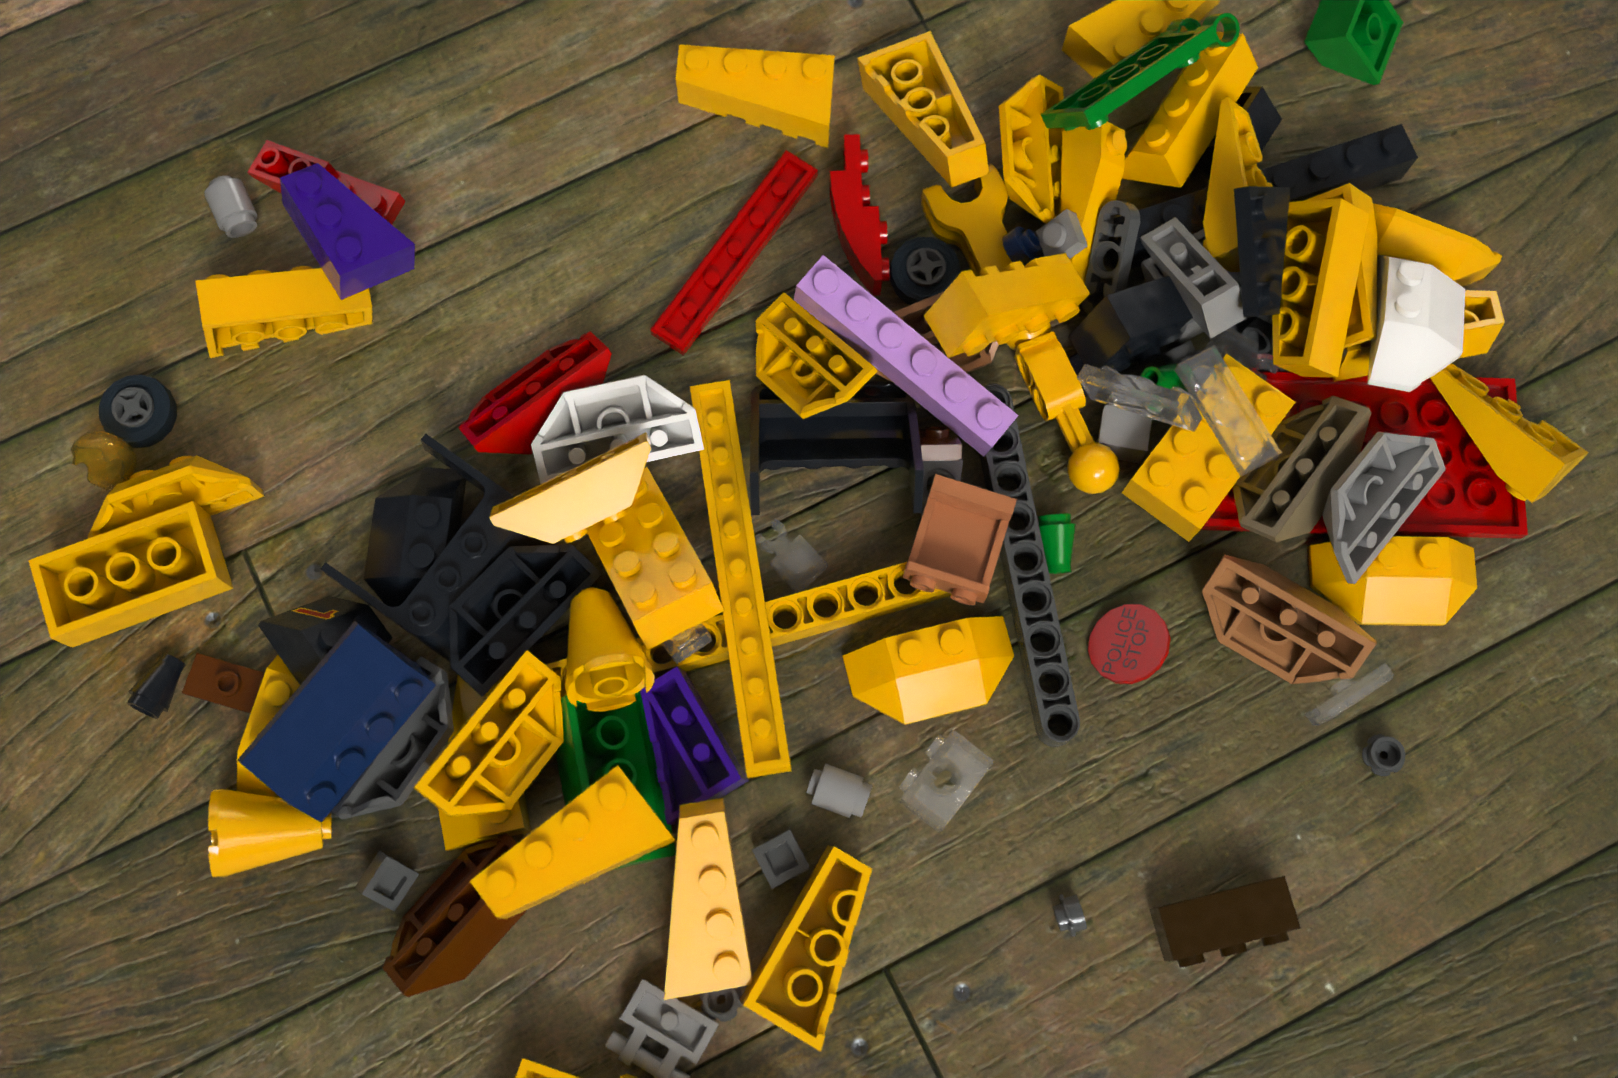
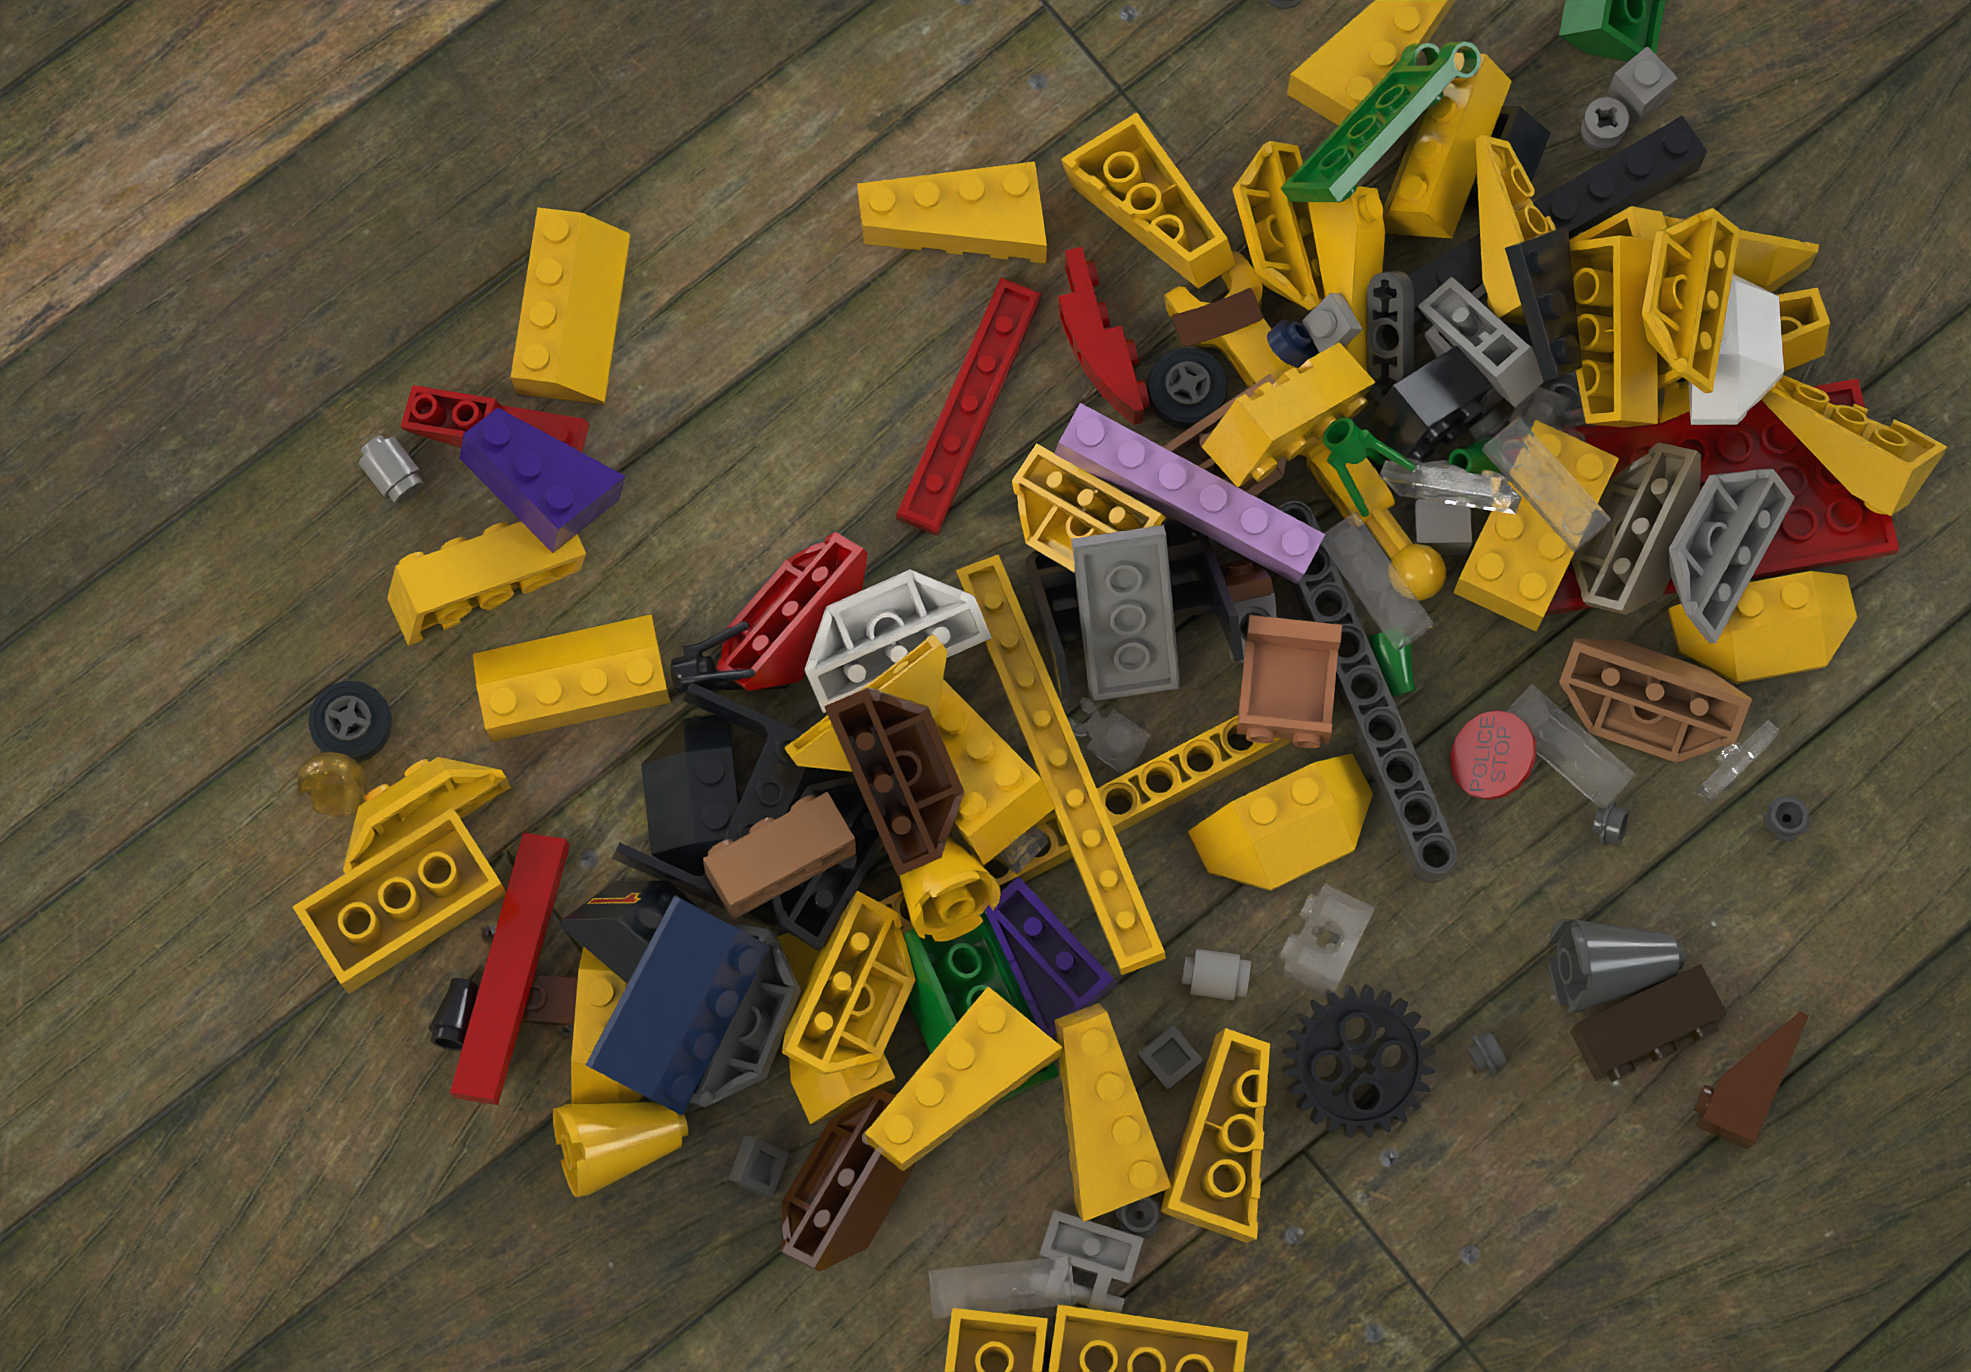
camera: 10 degrees left, 0 degrees up
(210, 657) = (510, 969): none -> red tile
(334, 413) = (570, 678): none -> yellow slope
(415, 103) = (570, 307): none -> yellow slope
(444, 425) = (701, 669): none -> black plant
(460, 603) = (779, 854): none -> medium nougat brick
(579, 549) = (900, 773): none -> reddish brown wedge
(579, 1042) = (1003, 1286): none -> clear plate
(826, 449) = (1126, 613): none -> light grey tile
(963, 216) = (1217, 318): none -> reddish brown sticker
(977, 927) = (1391, 1086): none -> black gear
(1055, 468) = (1376, 582): none -> clear plate
(1058, 342) = (1352, 446): none -> green plant
(1197, 855) = (1608, 962): none -> dark grey cone
(1201, 653) = (1572, 749): none -> clear plate
(1222, 728) = (1611, 824): none -> dark grey plate
(1303, 1004) = (1744, 1094): none -> reddish brown slope
(1325, 133) = (1601, 134): none -> light grey wheel
(1368, 96) = (1642, 84): none -> light grey brick
(1395, 264) = (1691, 294): none -> yellow wedge

